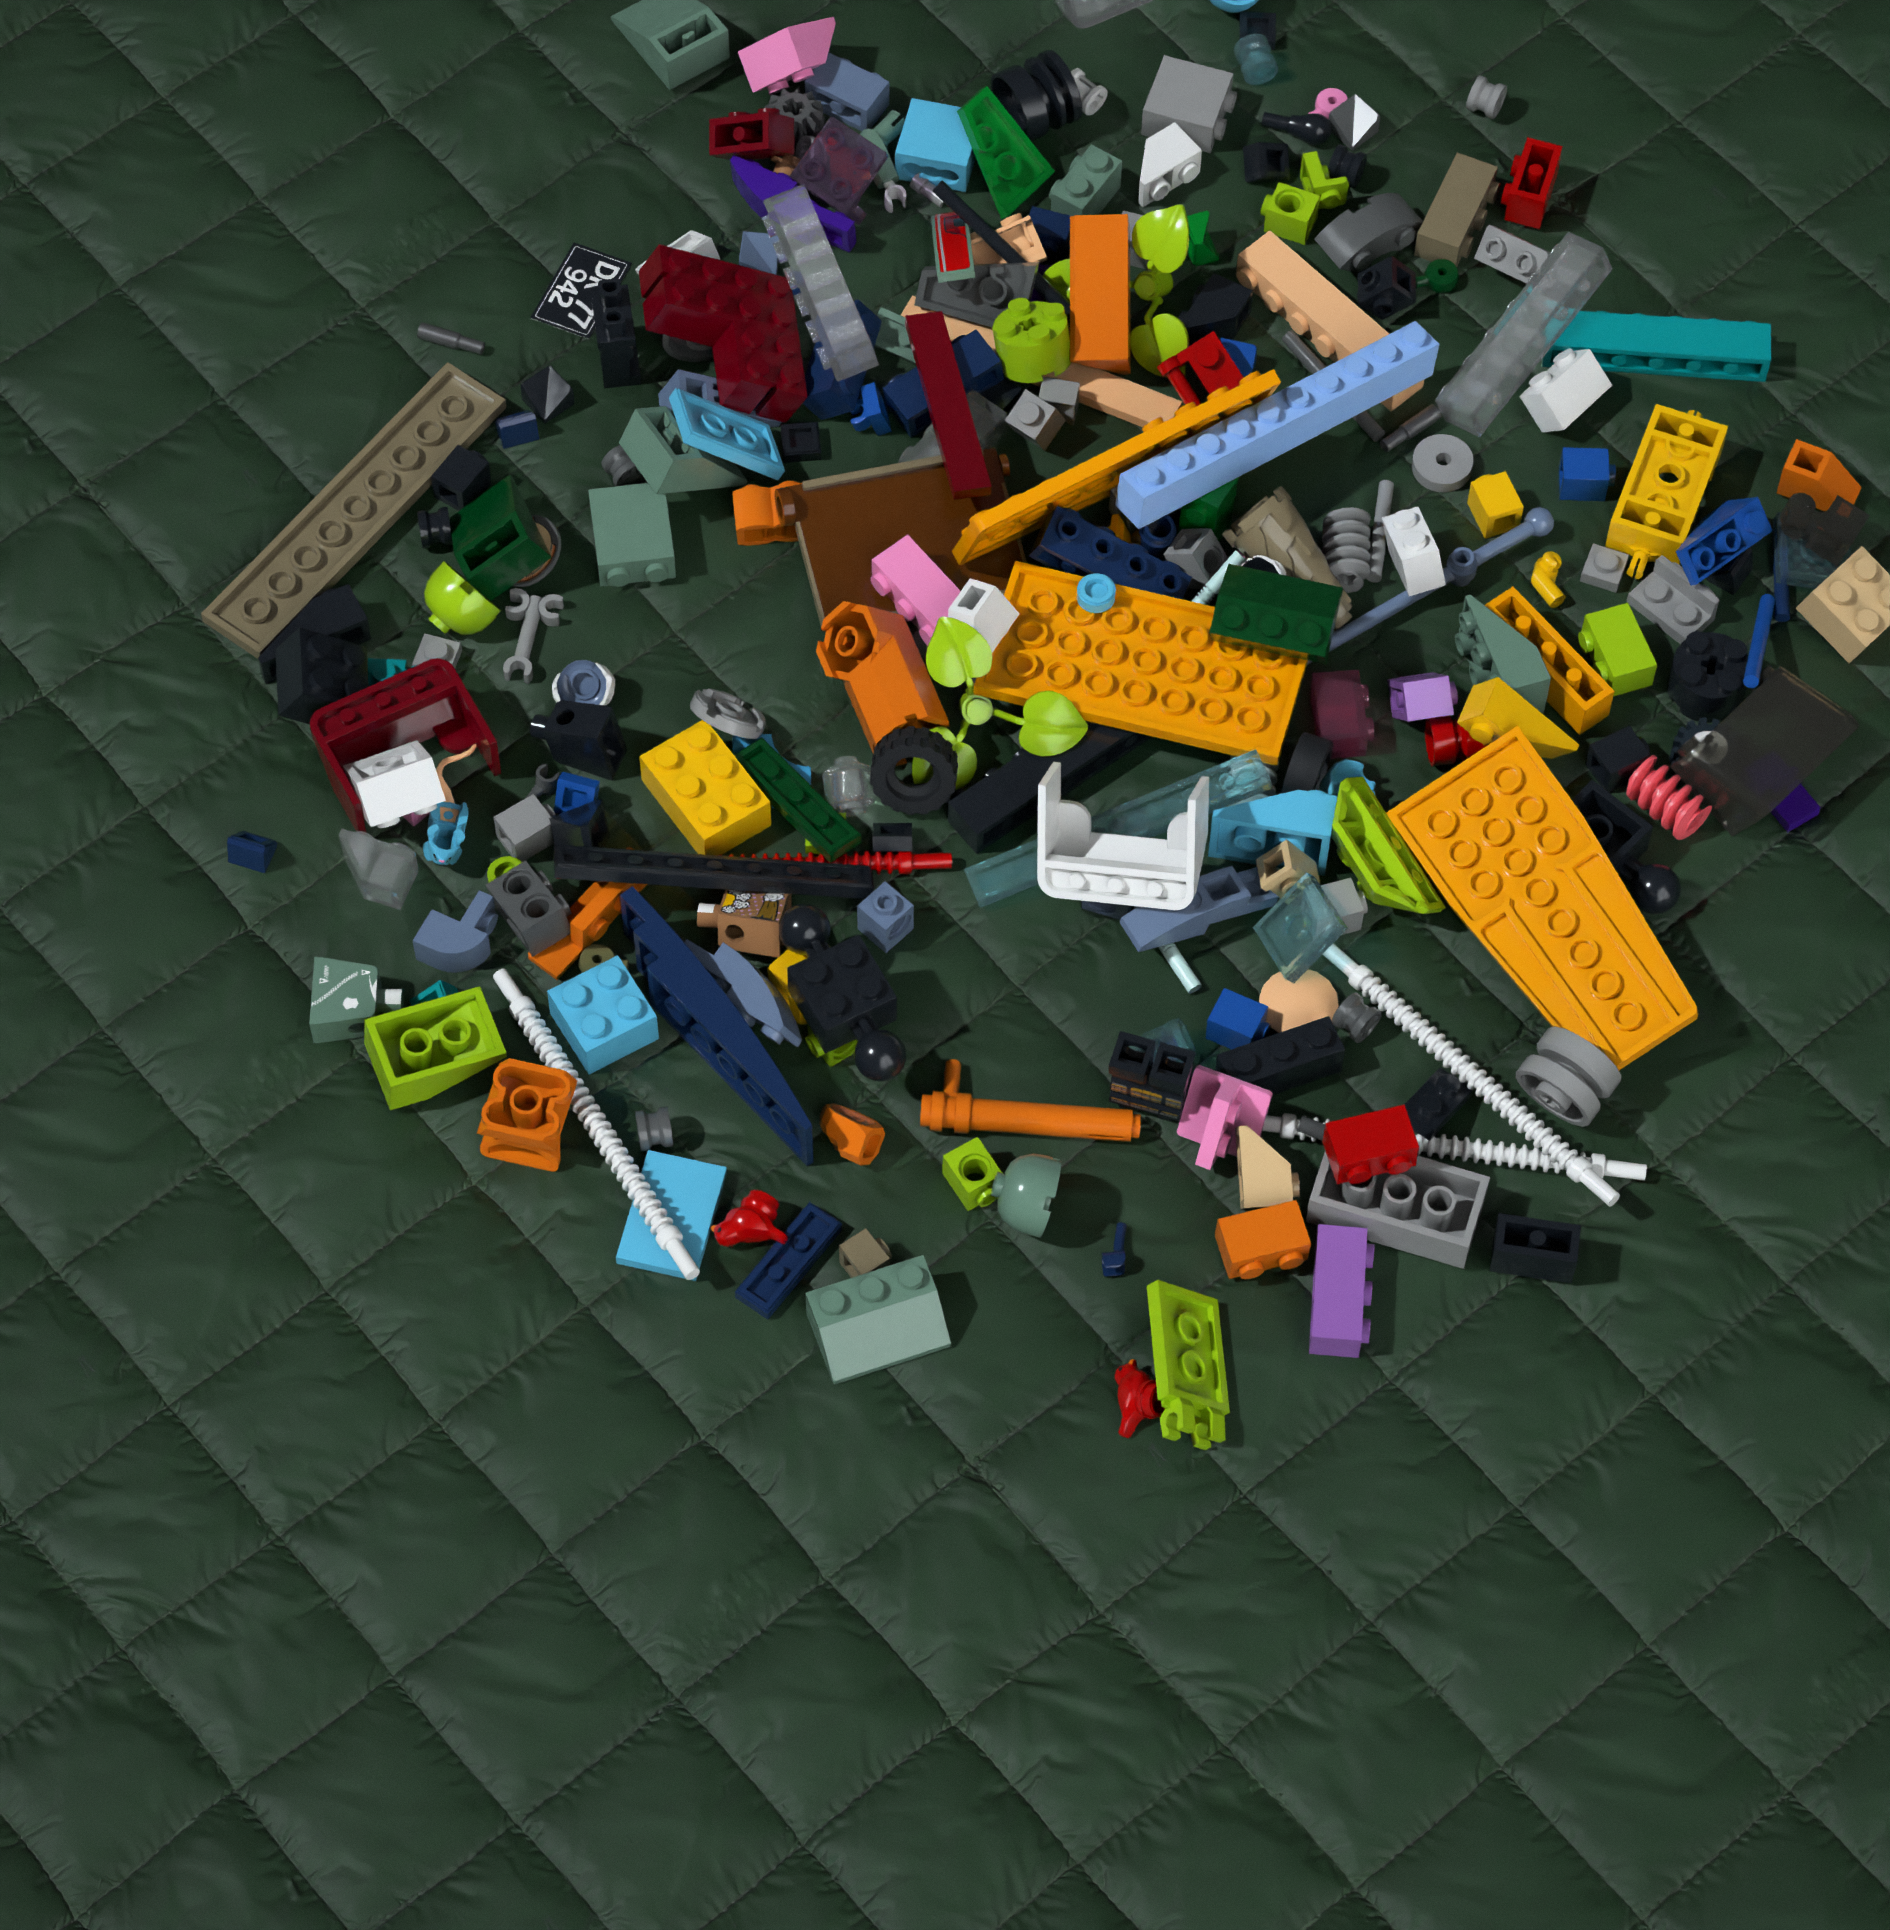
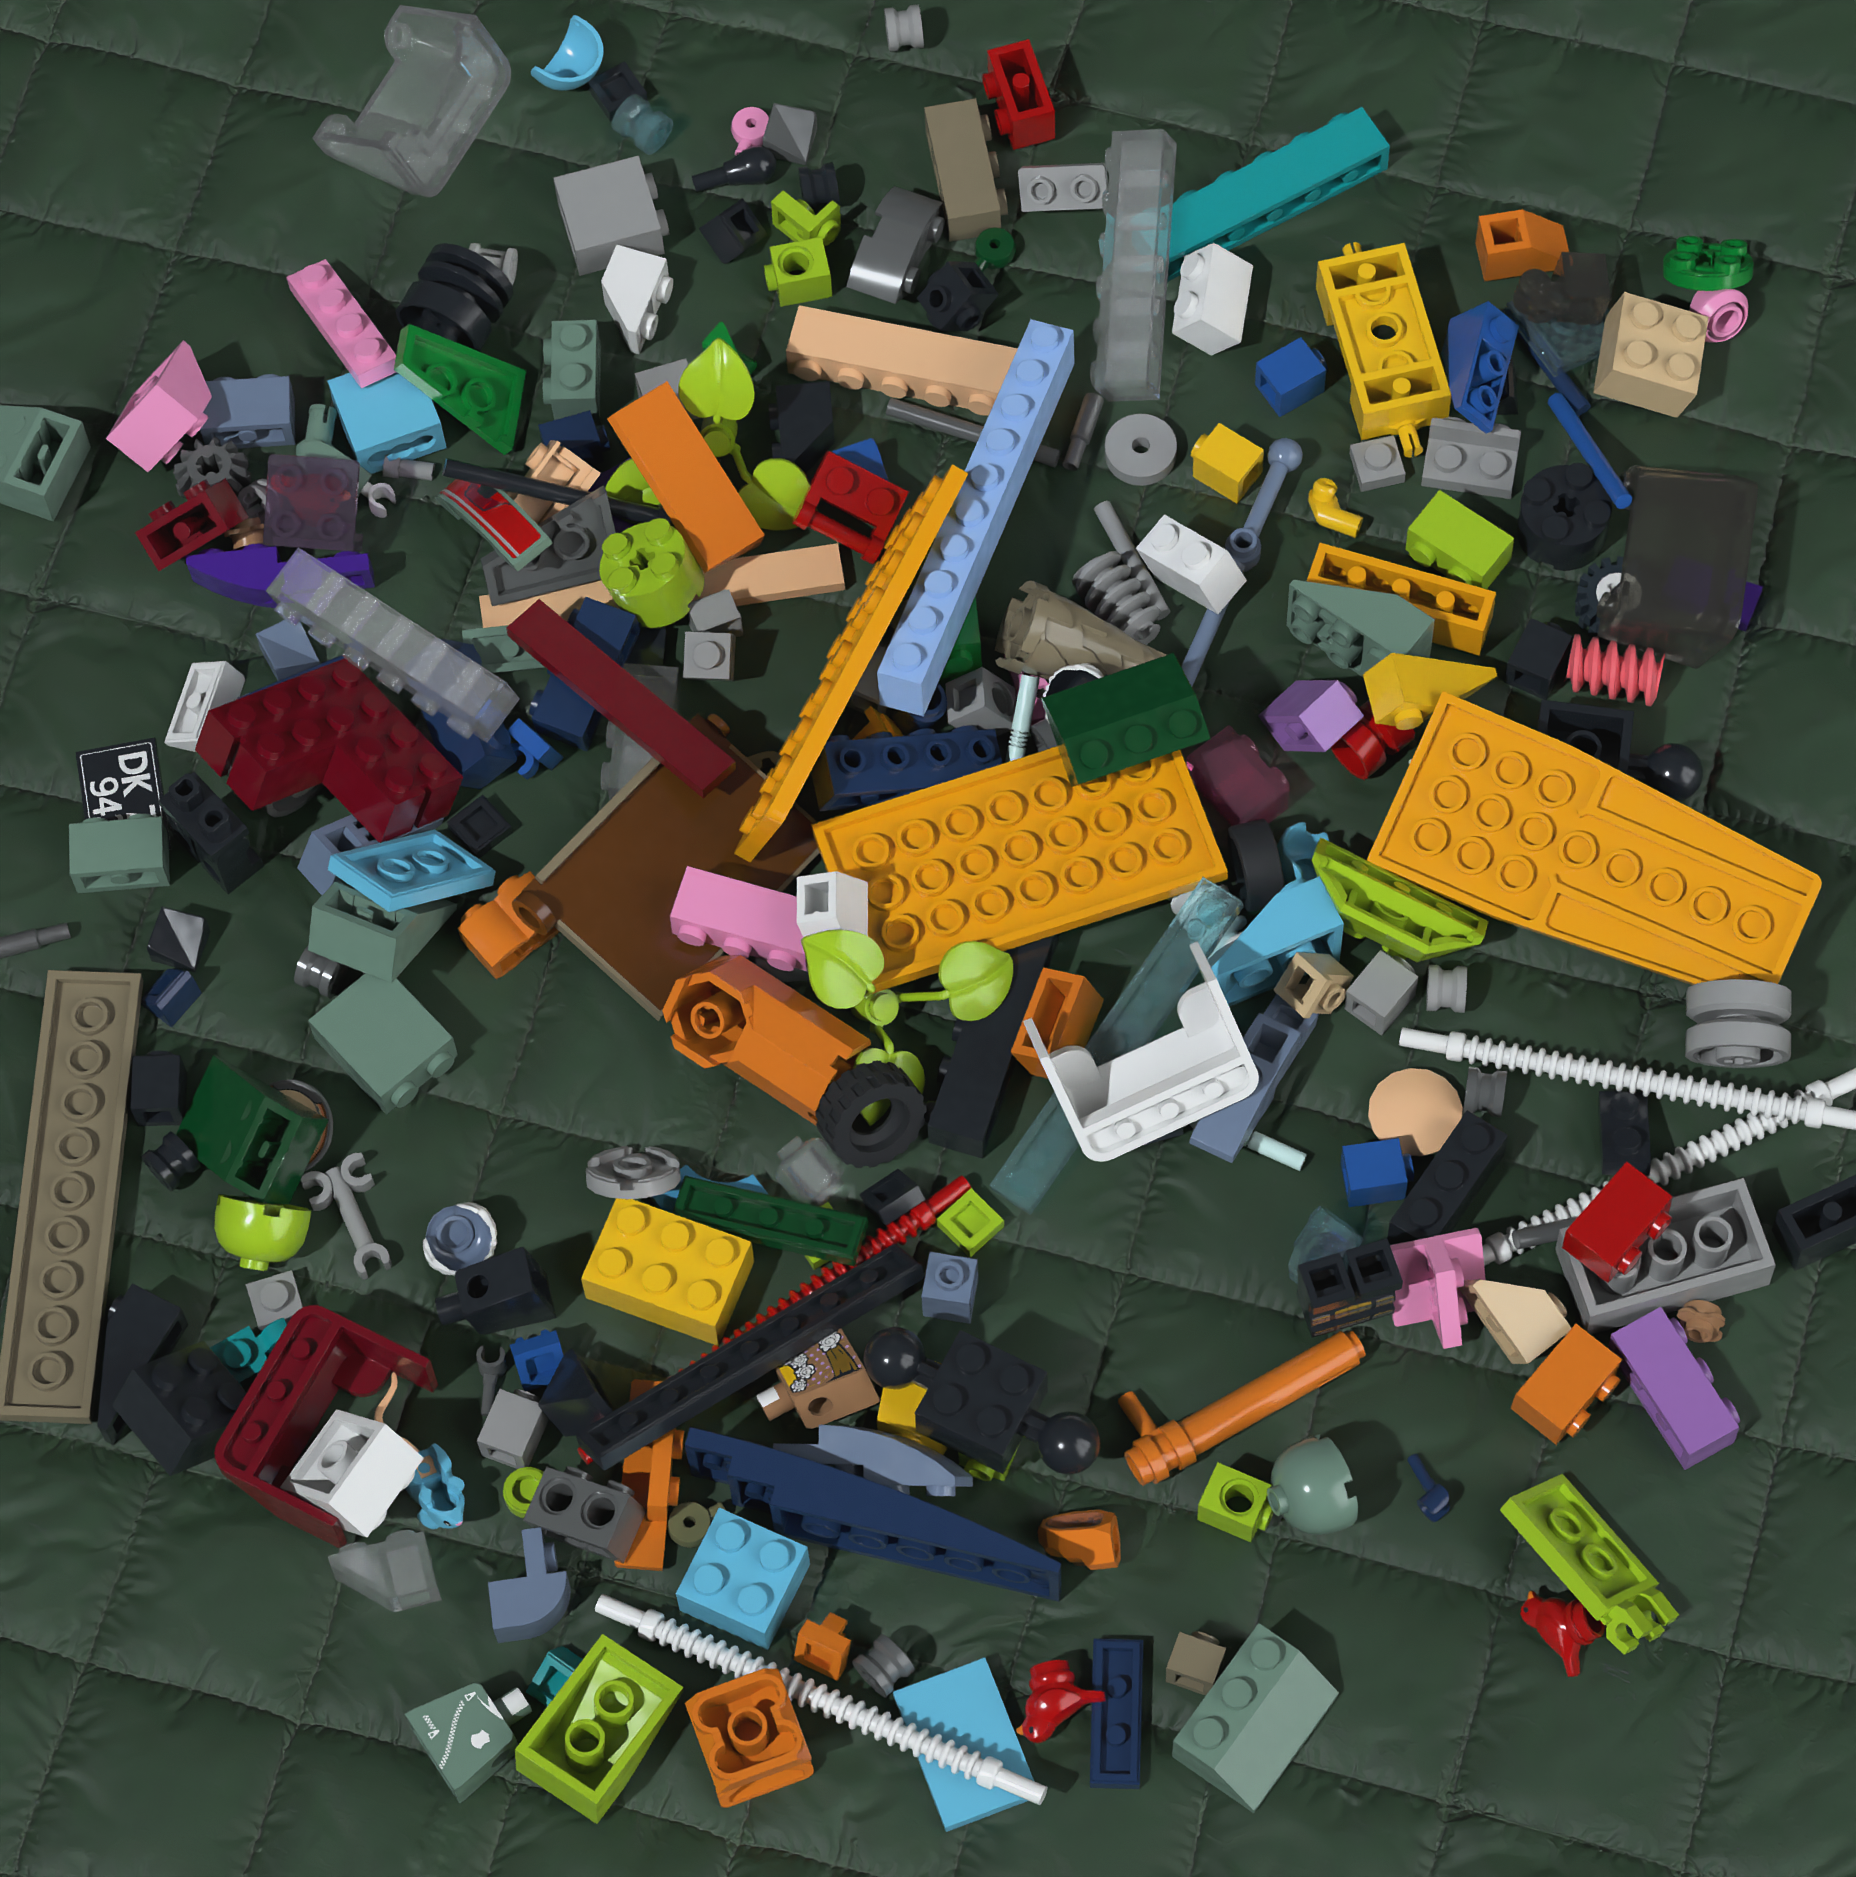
camera: 30 degrees left, 5 degrees up
(250, 850) = (239, 1638): dark blue slope -> none
(549, 318) = (119, 853): none -> sand green brick
(624, 1091) = (824, 1646): none -> orange tile
(934, 888) = (970, 1223): none -> lime tile
(952, 68) = (343, 323): none -> bright pink plate
(1096, 593) = (921, 809): medium azure tile -> none
(1098, 783) = (1063, 1013): none -> orange piece
(1300, 927) = (1370, 1035): clear light blue tile -> none
(1382, 934) = (1446, 988): none -> light grey wheel
(1392, 1260) = (1701, 1321): none -> medium nougat plate

